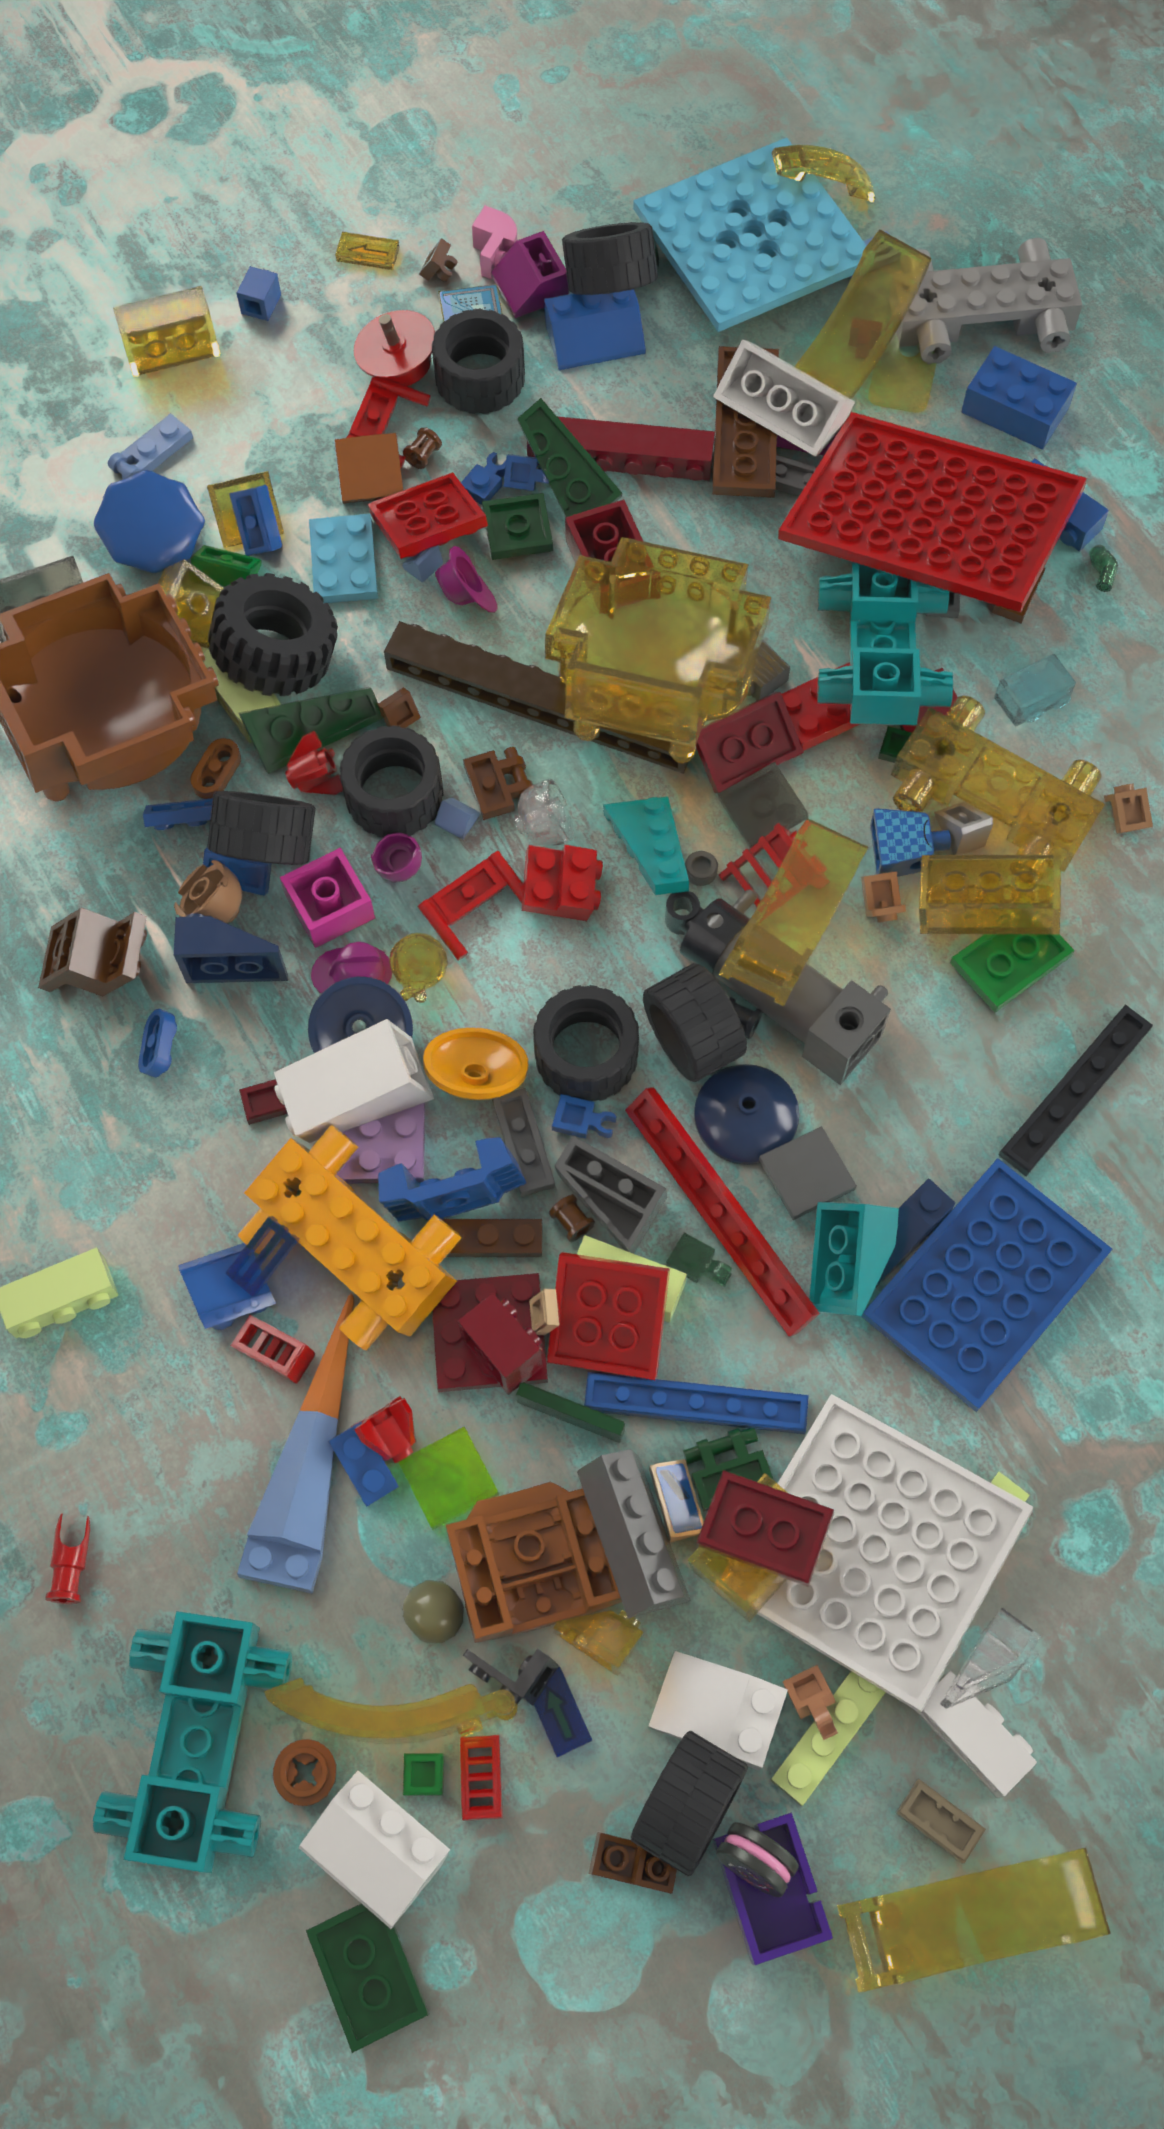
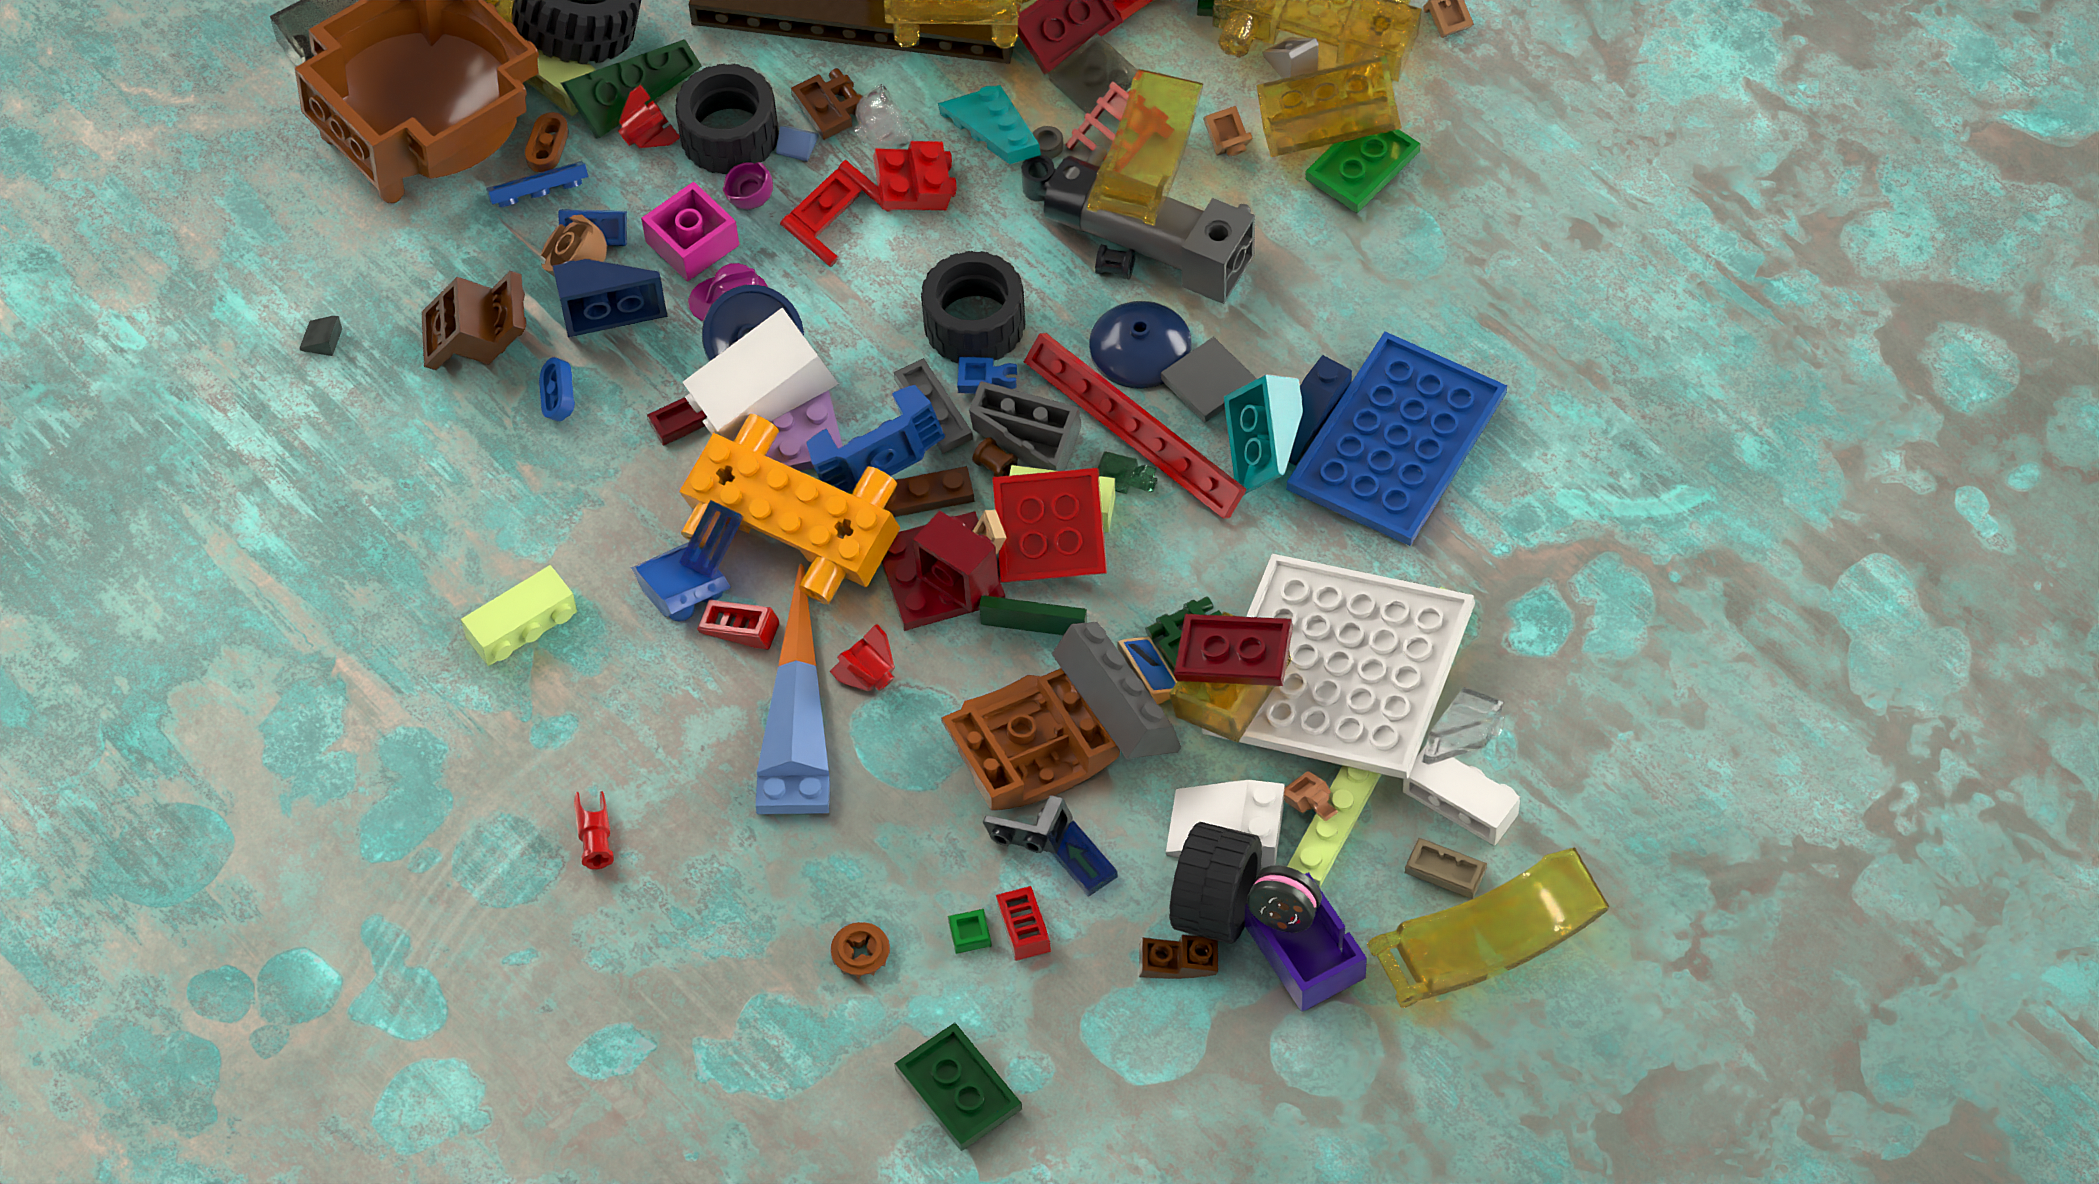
camera: 10 degrees left, 10 degrees down
(193, 1743) = (753, 972): teal piece -> none
(261, 828) = (613, 176): black tyre -> none
(363, 1466) = (850, 696): blue plate -> none
(374, 1849) = (941, 984): white slope -> none
(399, 709) = (715, 52): reddish brown tile -> none
(418, 964) = (793, 271): clear yellow hat -> none
(419, 1721) = (930, 883): clear yellow windscreen -> none
(433, 1611) = (945, 802): olive hair -> none
(448, 1478) = (928, 693): clear neon green plate -> none
(475, 1063) = (871, 345): light orange dish -> none
(603, 1637) = (1105, 787): clear yellow slope -> none
(695, 1022) = (1072, 265): black tyre -> none
(697, 1403) = (1153, 588): blue tile -> none
(902, 839) = (1234, 76): torso -> none
(1075, 1090) = (1447, 263): black tile -> none

